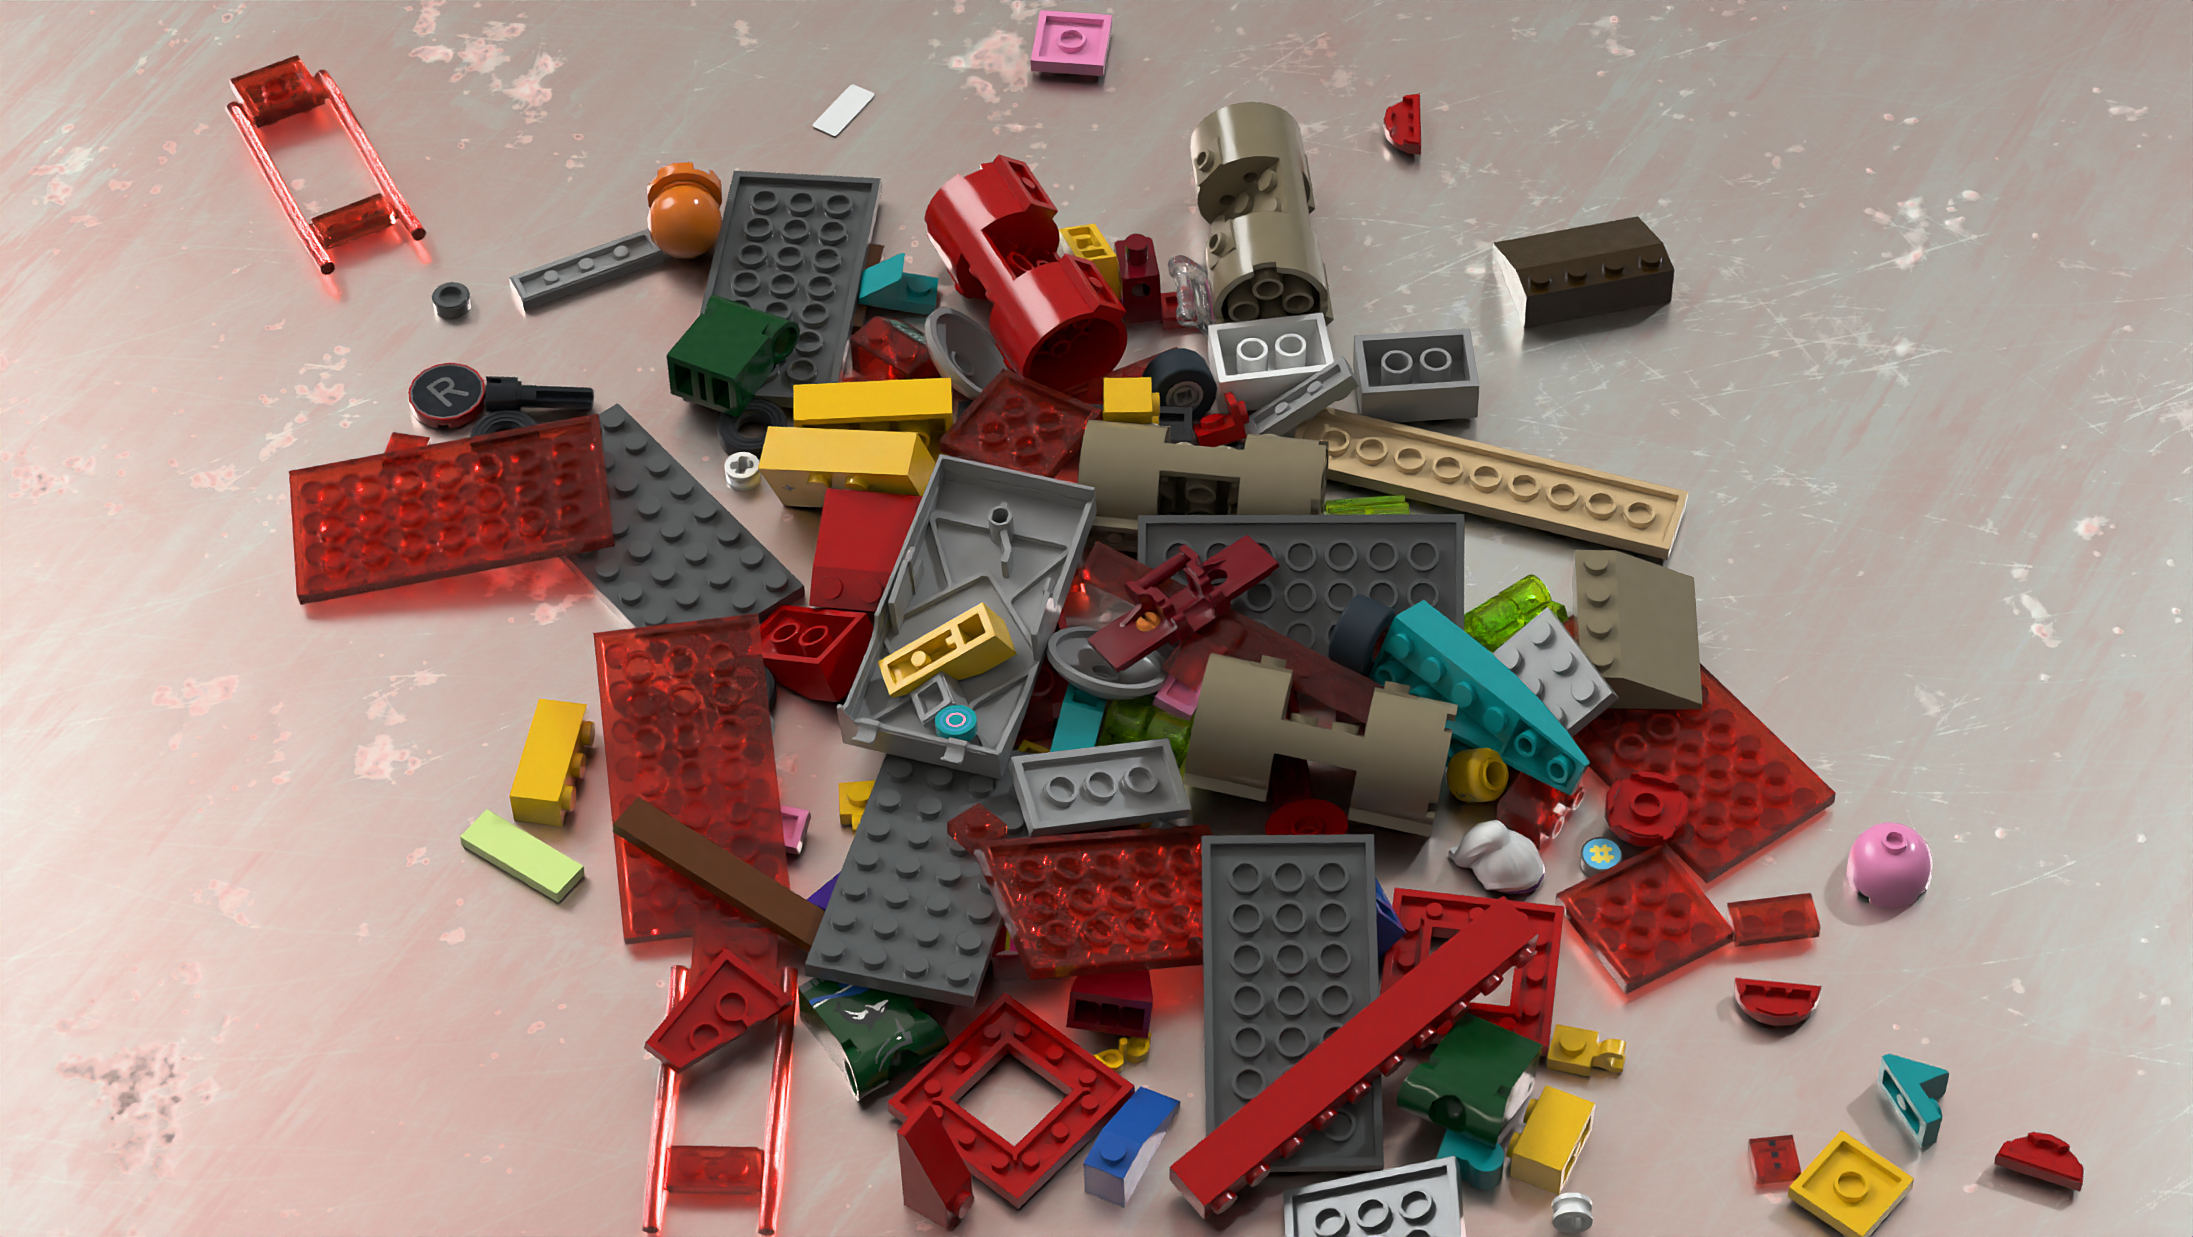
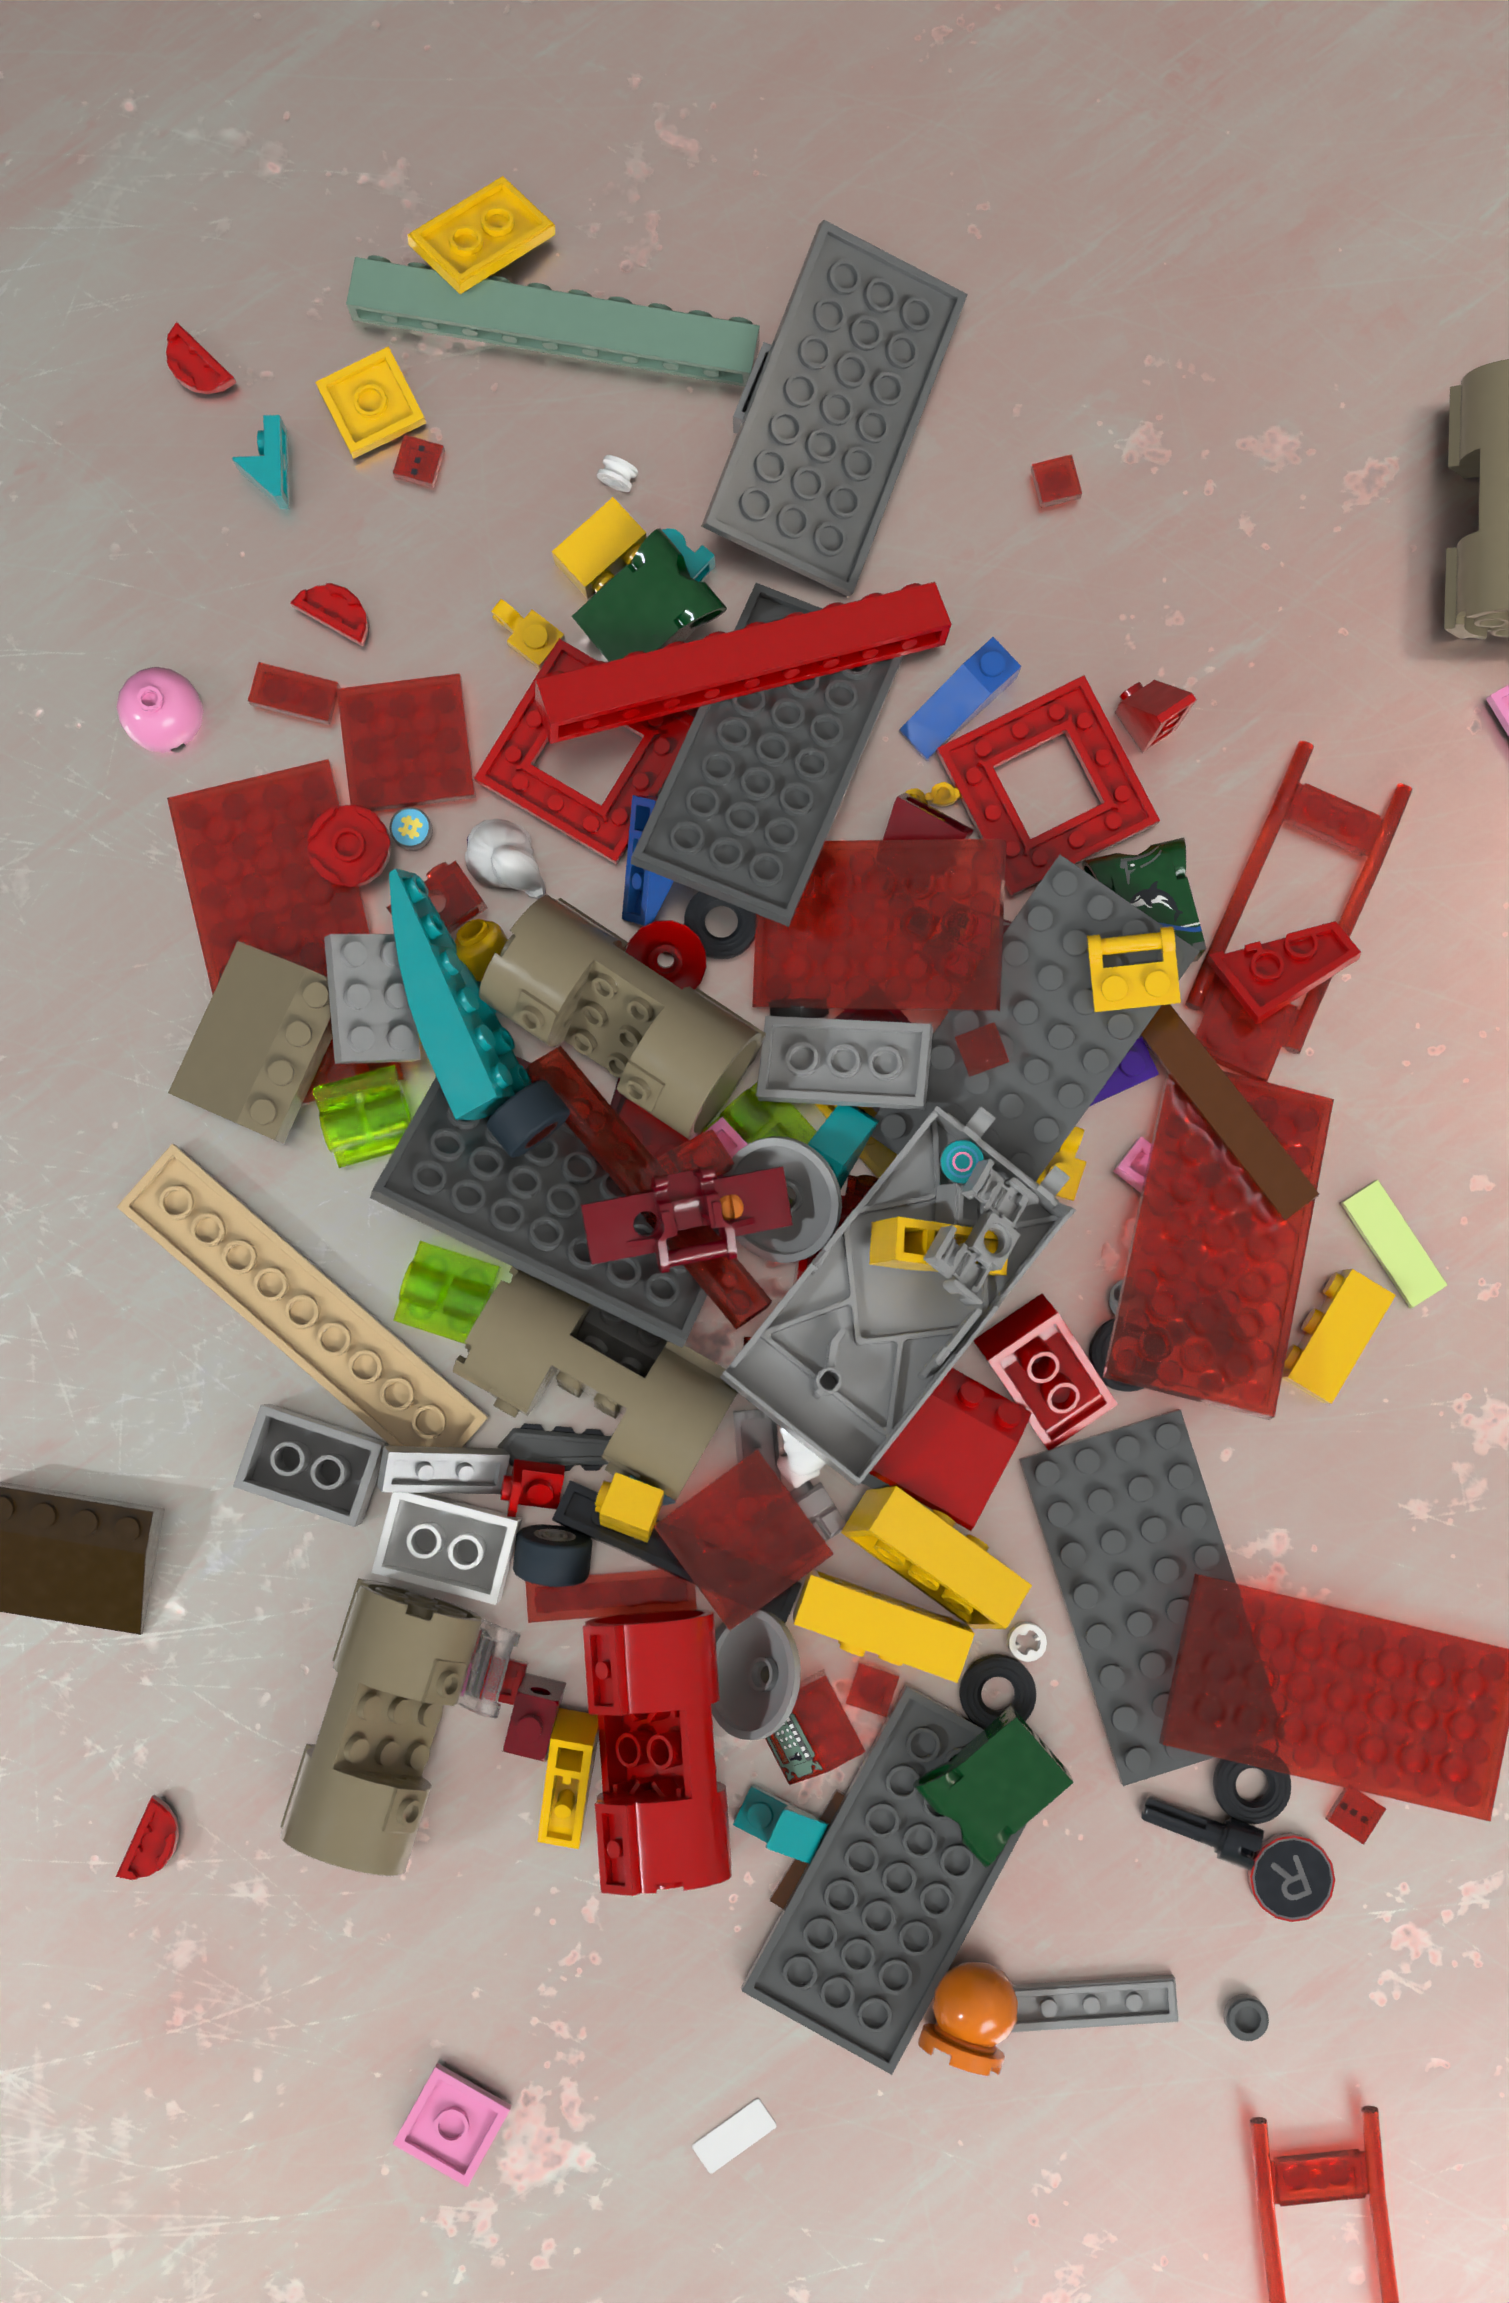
camera: 160 degrees left, 35 degrees up
(861, 918) = (1134, 984): none -> yellow plate
(914, 631) = (1005, 1210): none -> light grey piece

